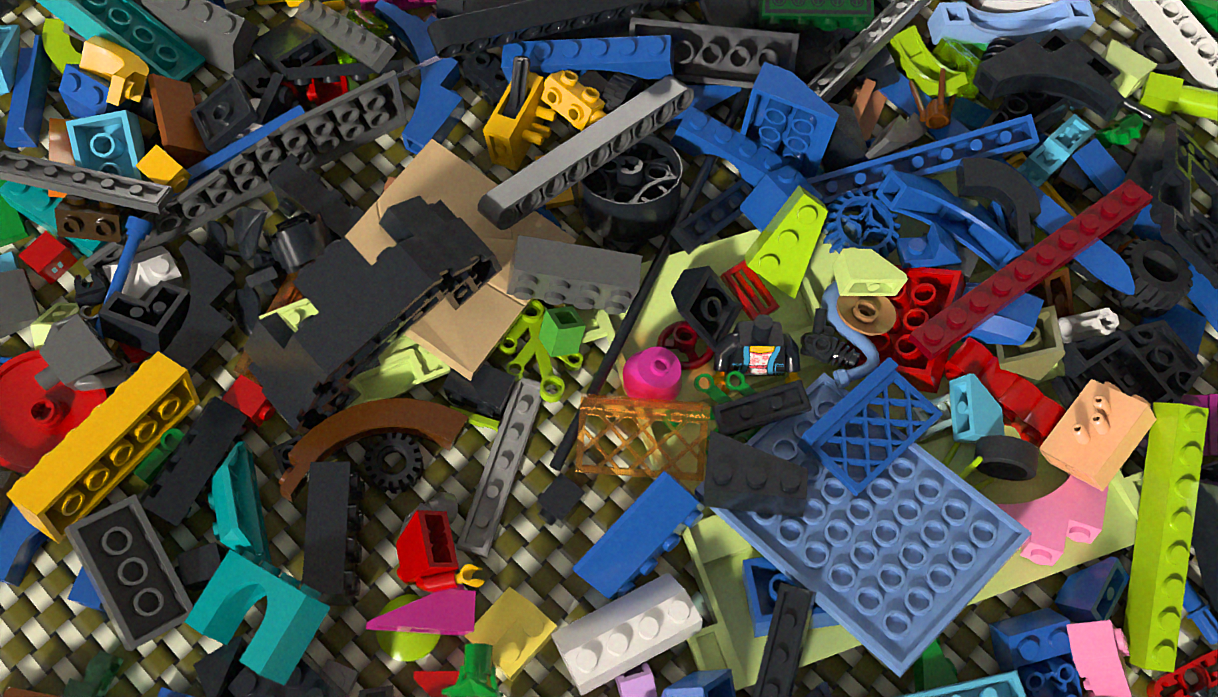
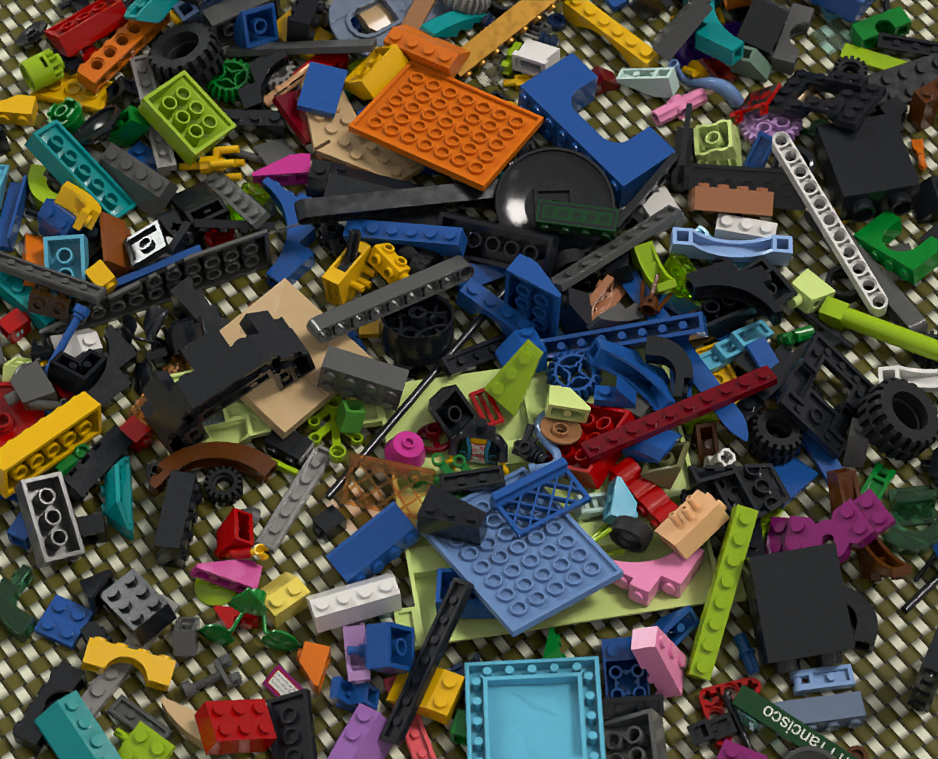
camera: 15 degrees right, 10 degrees down
(289, 620) = (117, 535): teal arch -> none

